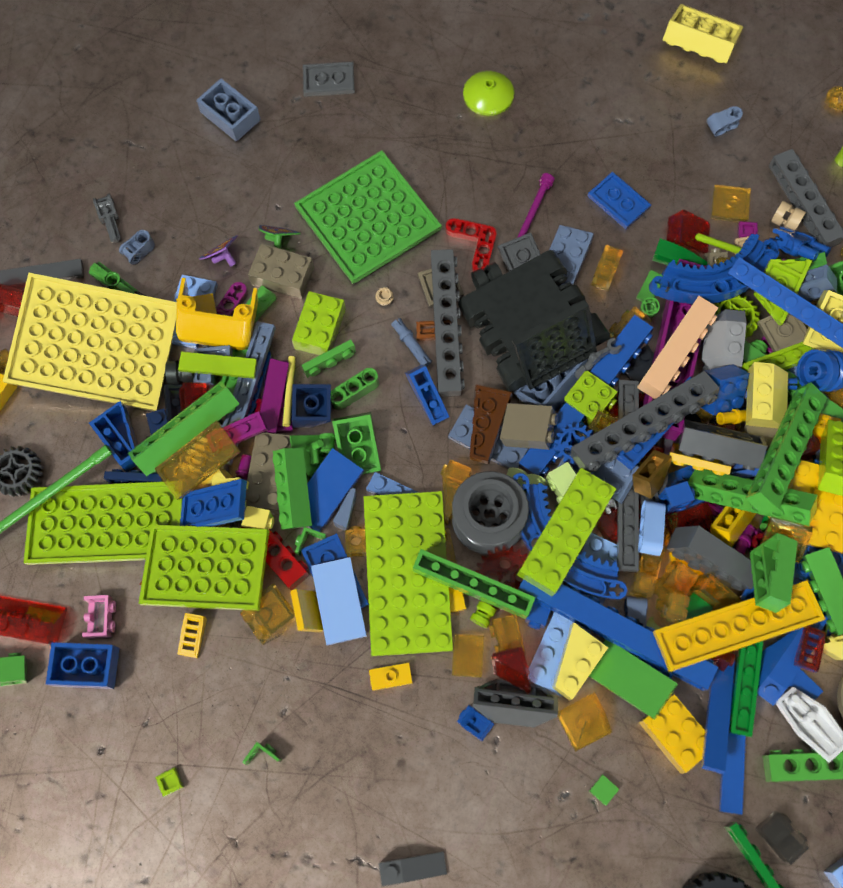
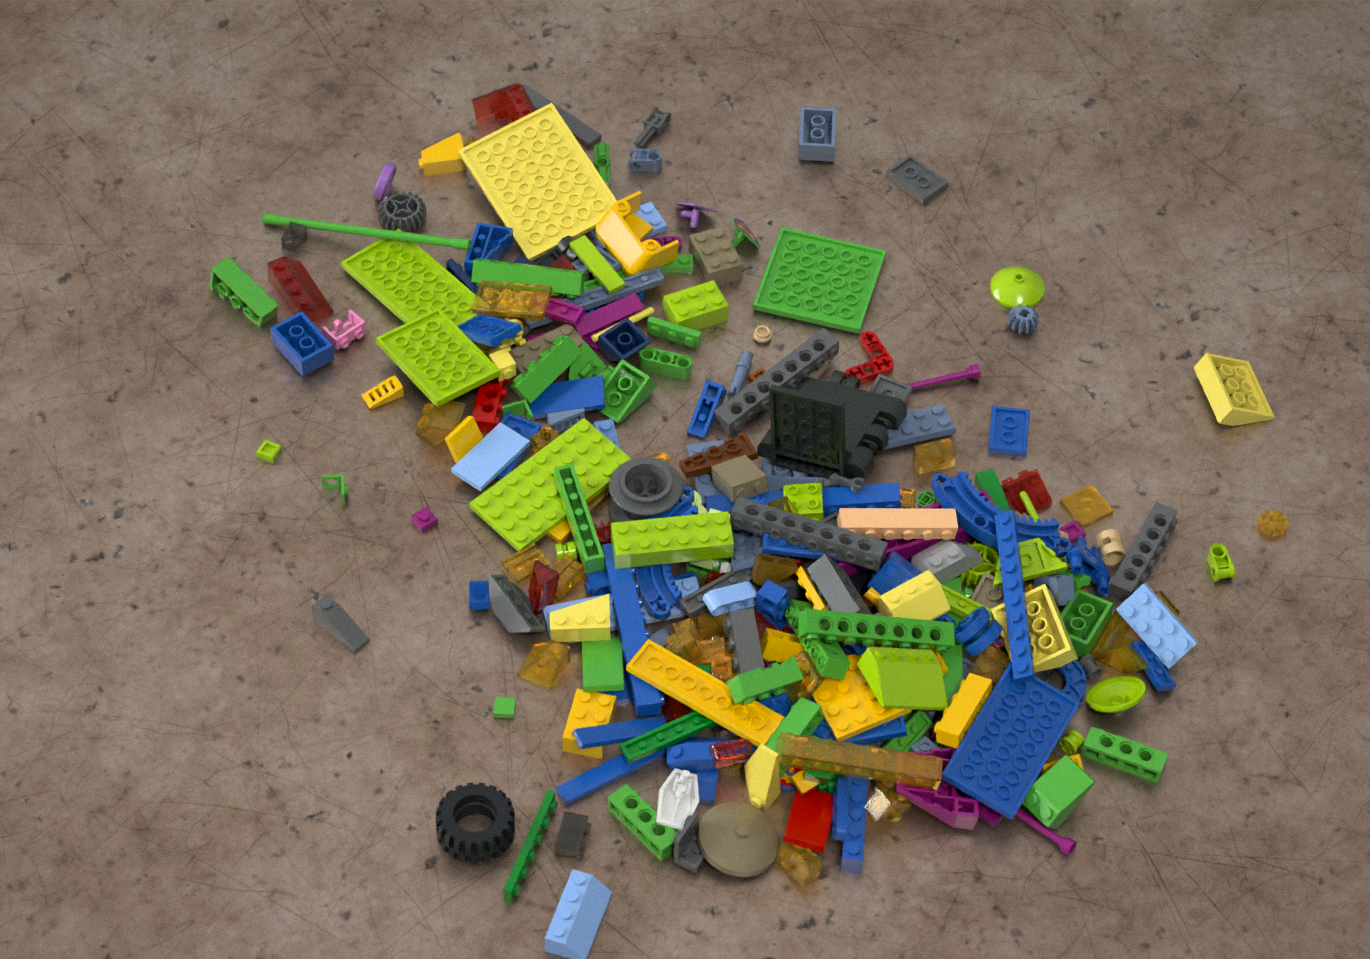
camera: 45 degrees right, 20 degrees down
(353, 703) = (424, 519): none -> magenta plate
(390, 676) = (465, 528): yellow plate -> none
(525, 111) = (1023, 319): none -> sand blue gear
(724, 120) = (1158, 454): sand blue piece -> none

